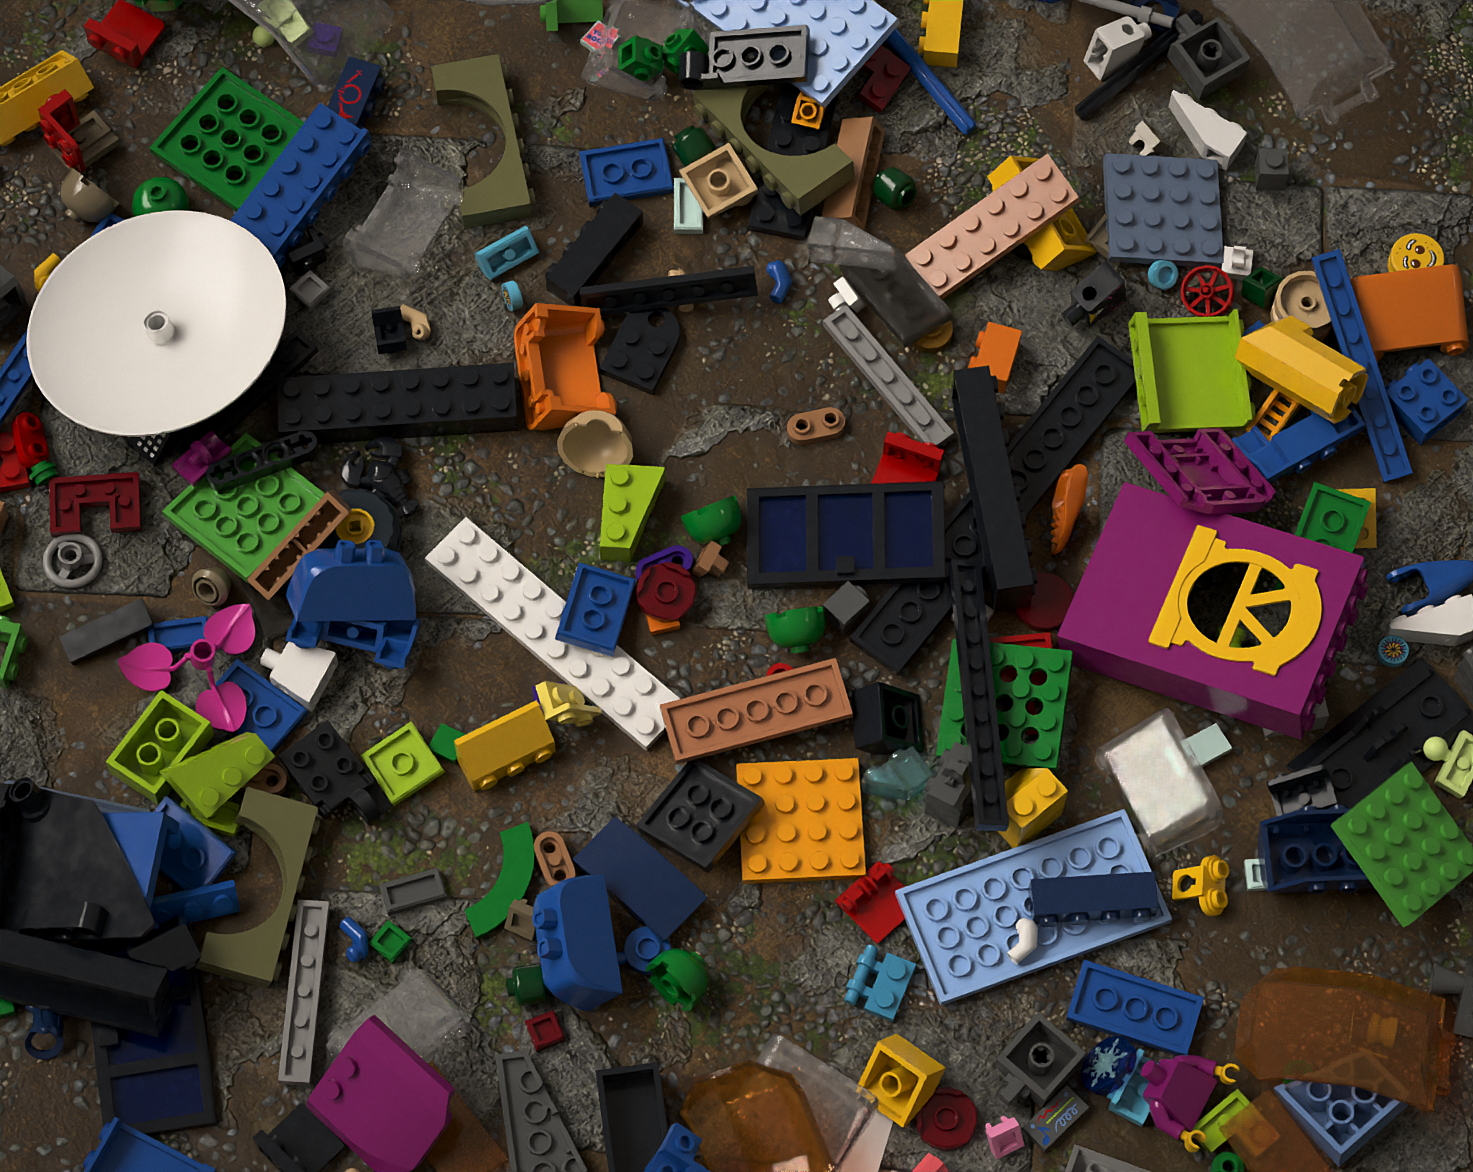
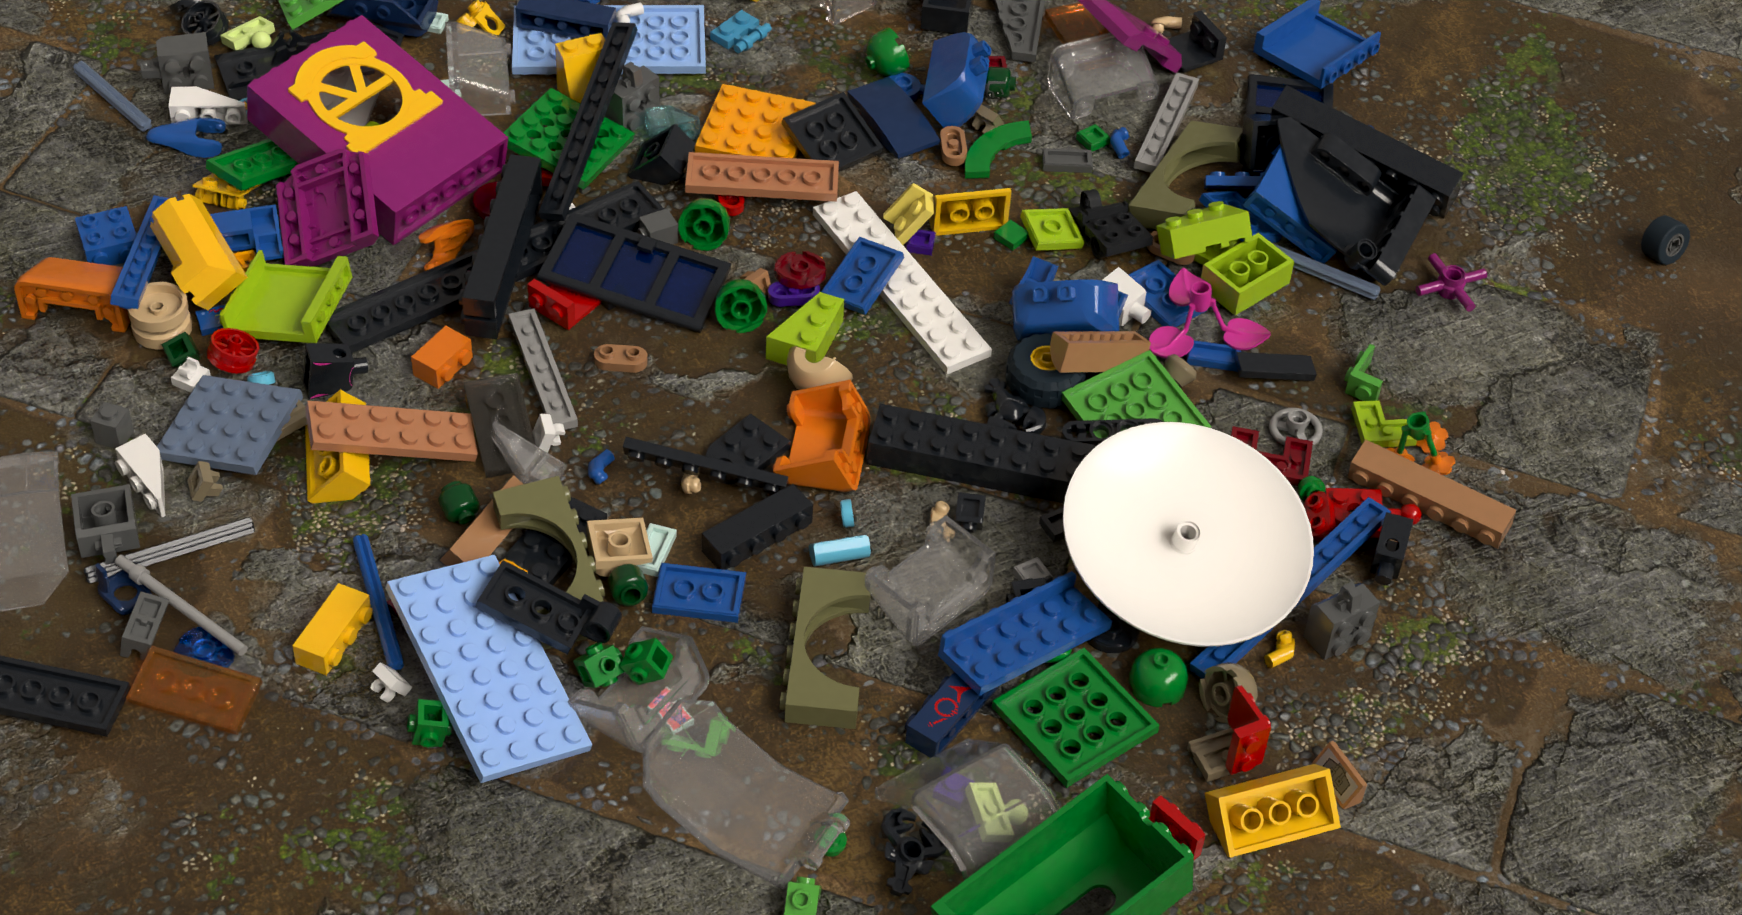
camera: 165 degrees left, 20 degrees down
(873, 902) = (723, 70): red hinge -> none
(1115, 46) = (183, 555): white torso -> none
(1415, 252) = (39, 332): yellow head -> none

